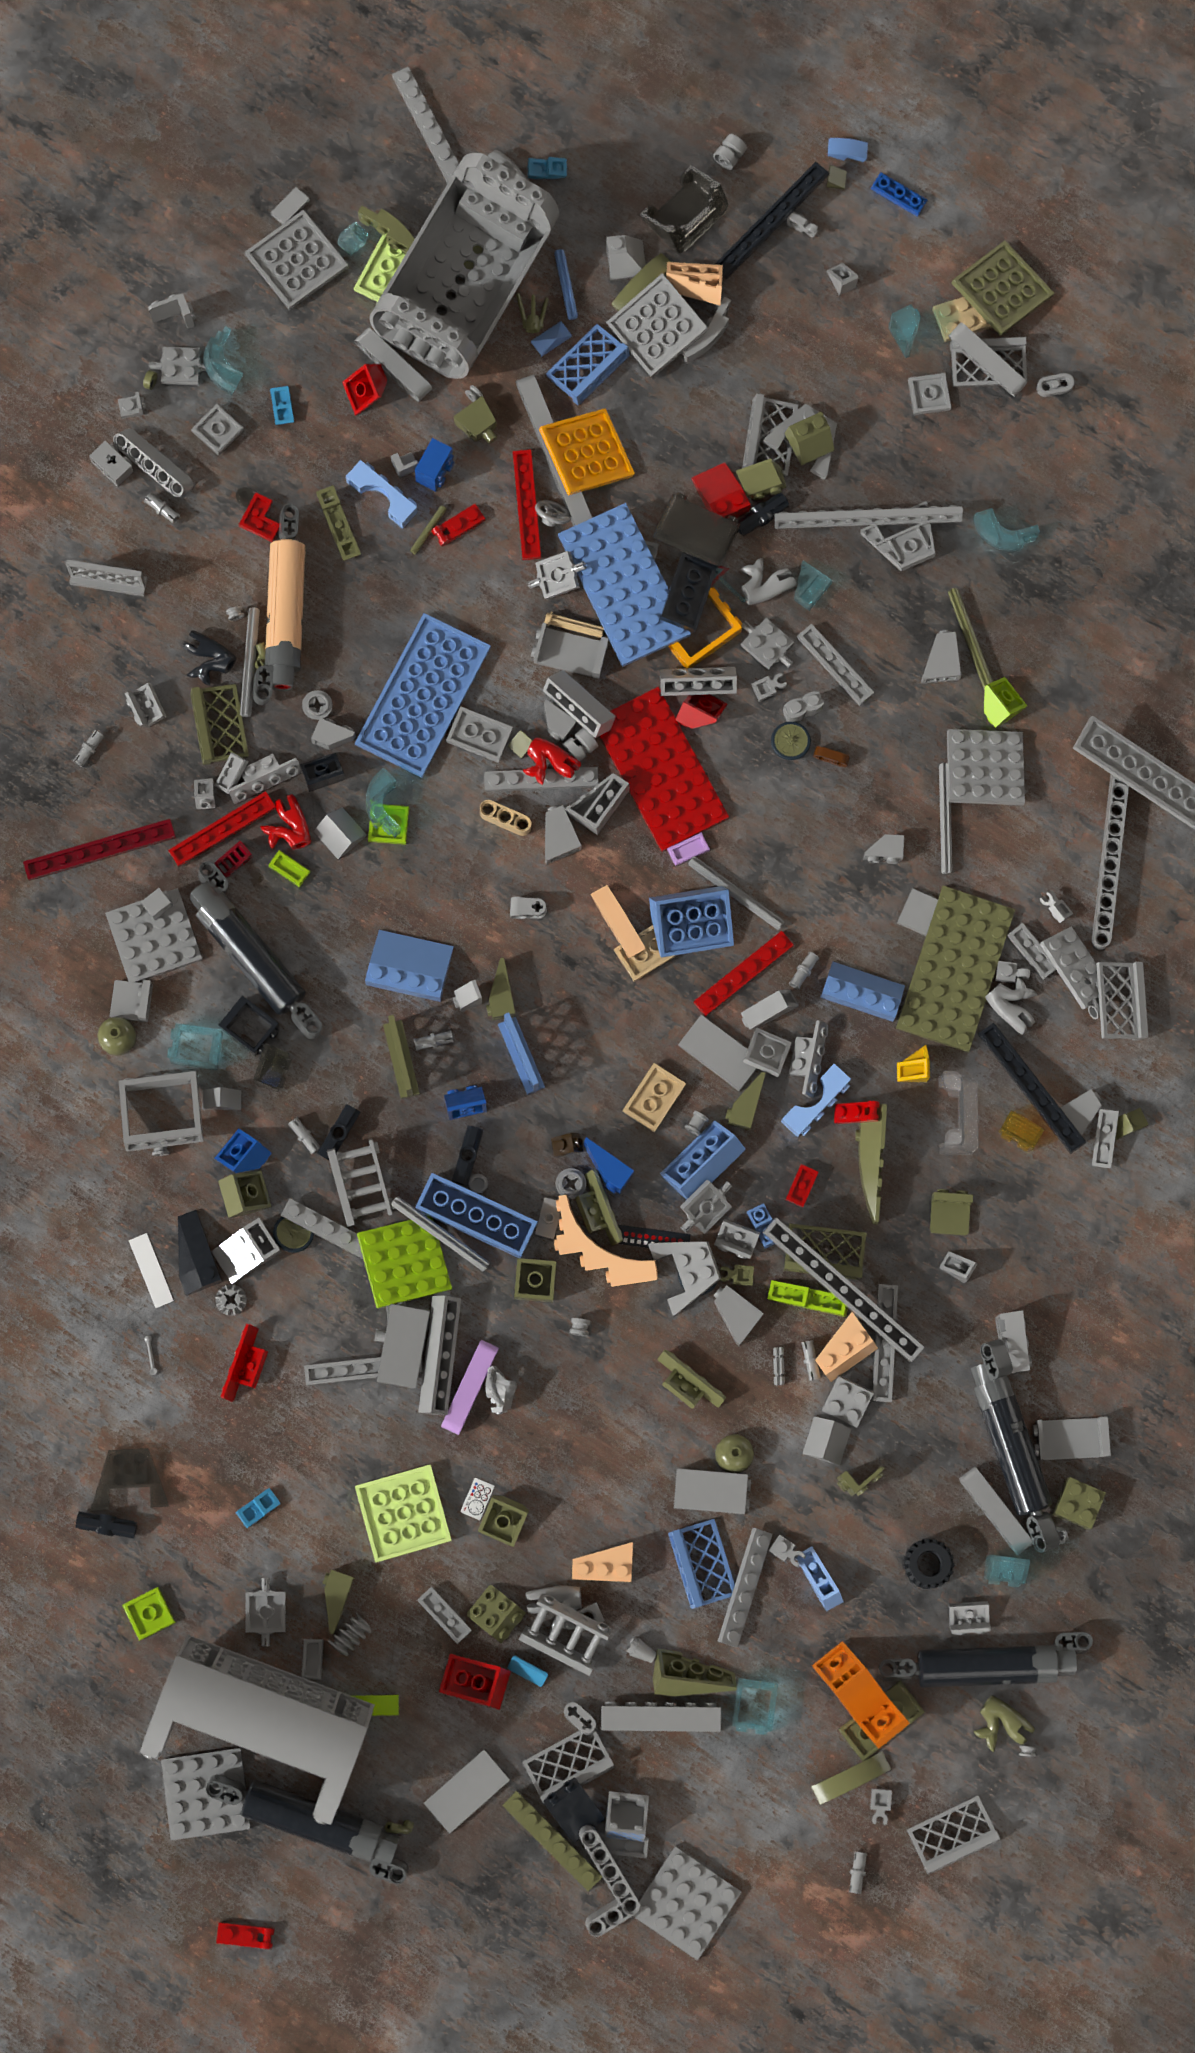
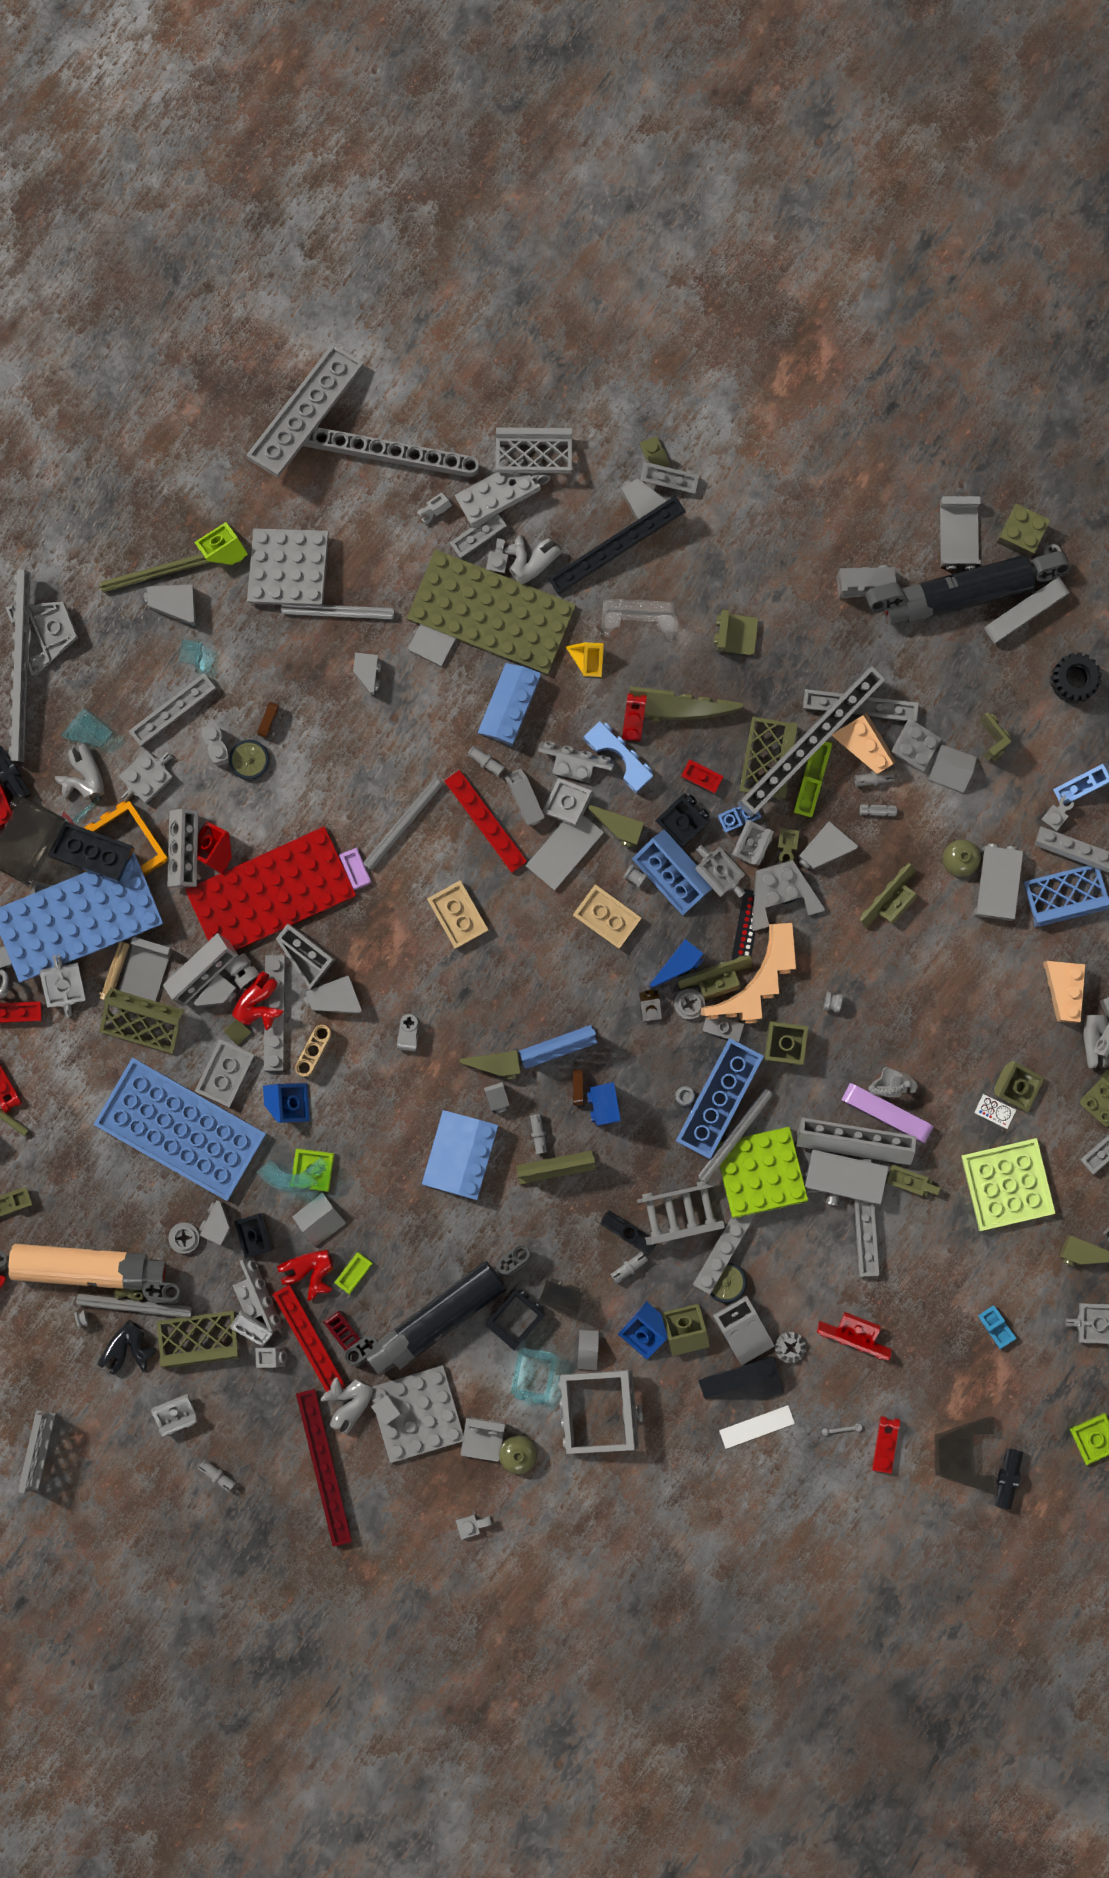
camera: 85 degrees left, 5 degrees up
(46, 994) = (470, 1526): none -> light grey plate
(136, 1399) = (885, 1445): none -> red plate
(153, 872) = (349, 1413): none -> light grey piece
(401, 1414) = (911, 1181): none -> olive hinge
(453, 795) = (287, 1102): none -> blue slope
(470, 1143) = (669, 1109): black piece -> none
(481, 1076) = (577, 1087): none -> reddish brown beam
(538, 651) = (143, 1008): none -> olive fence
(618, 921) = (427, 943): light nougat slope -> none
(692, 921) = (431, 868): medium blue slope -> none
(756, 1169) = (684, 819): none -> black plate
(766, 688) = (192, 781): light grey plate -> none
(893, 679) = (191, 652): none -> clear light blue panel
(958, 1266) = (789, 629): light grey slope -> none
(999, 537) = (49, 536): clear light blue arch -> none
(1006, 1569) = (1084, 603): clear light blue slope -> none
(1020, 1131) = (657, 559): clear yellow brick -> none

